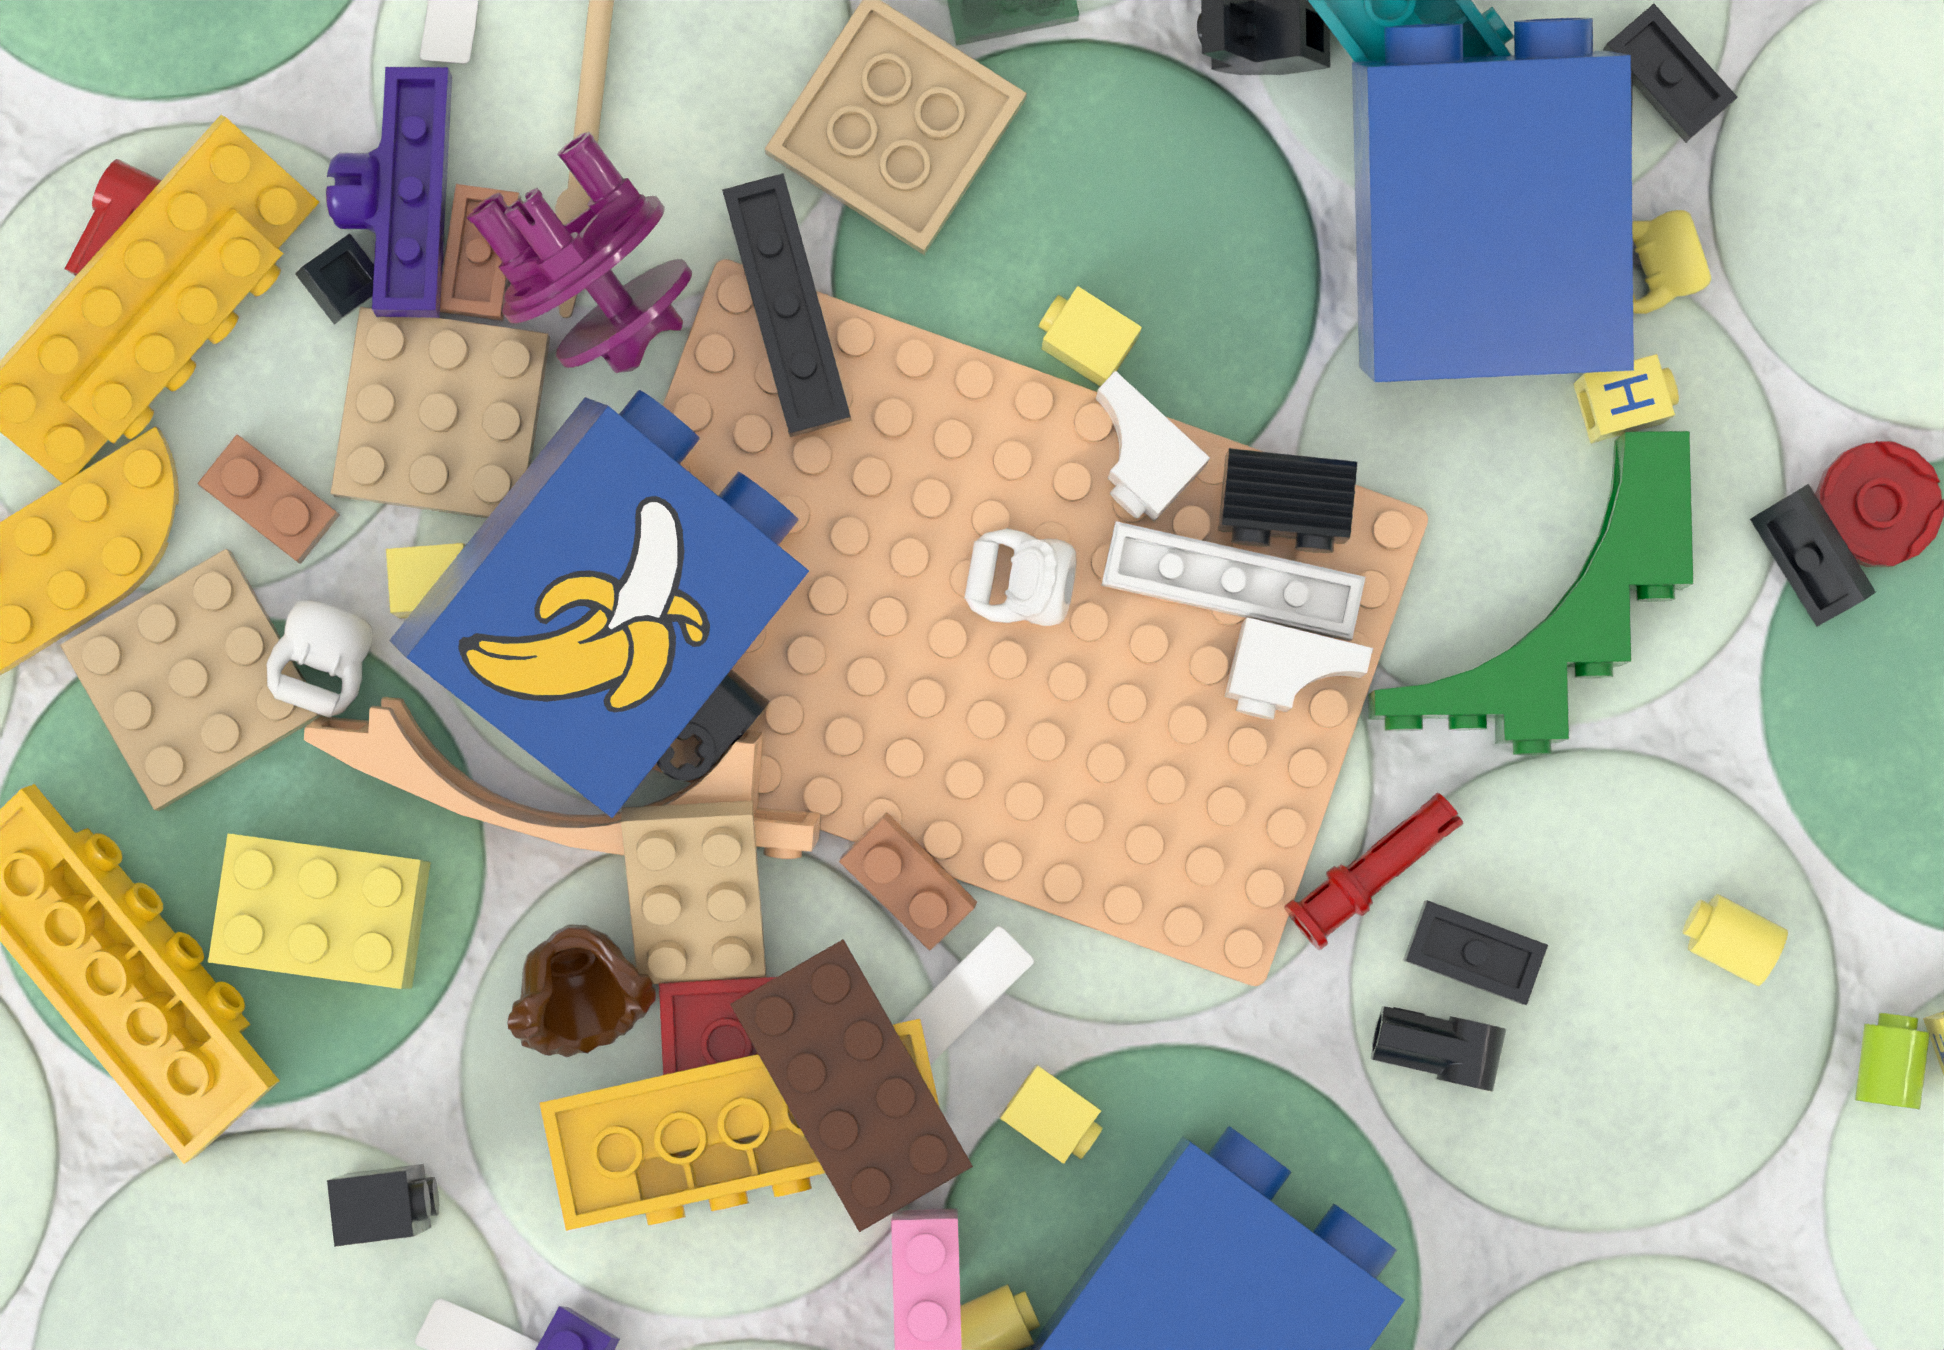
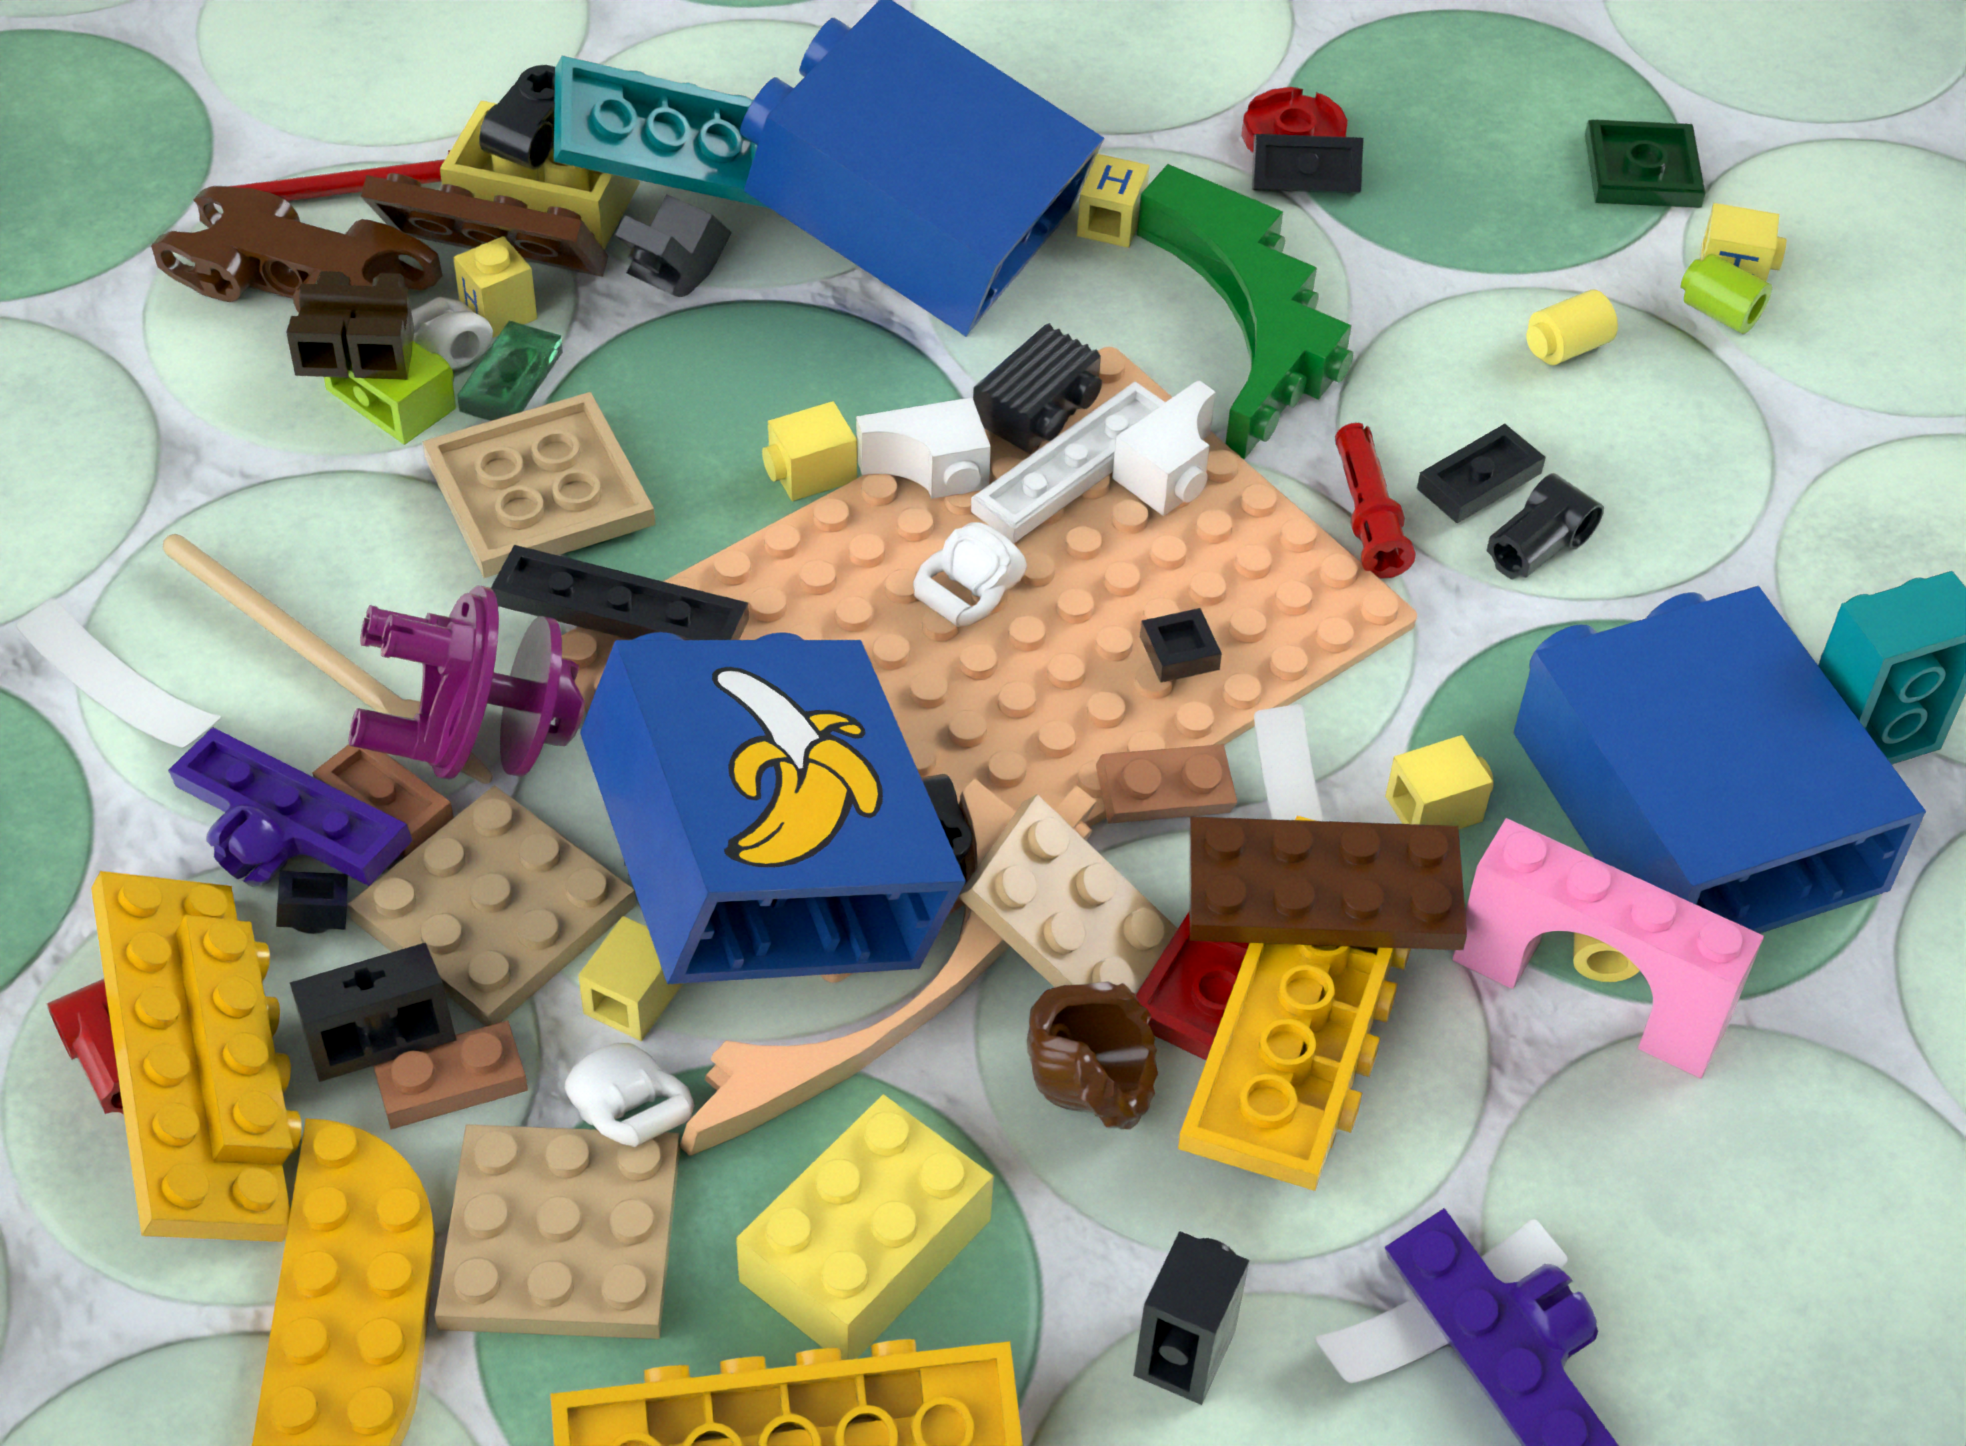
camera: 55 degrees left, 35 degrees down
(265, 409) = (373, 1011): none -> black brick
(1056, 810) = (1180, 645): none -> black plate

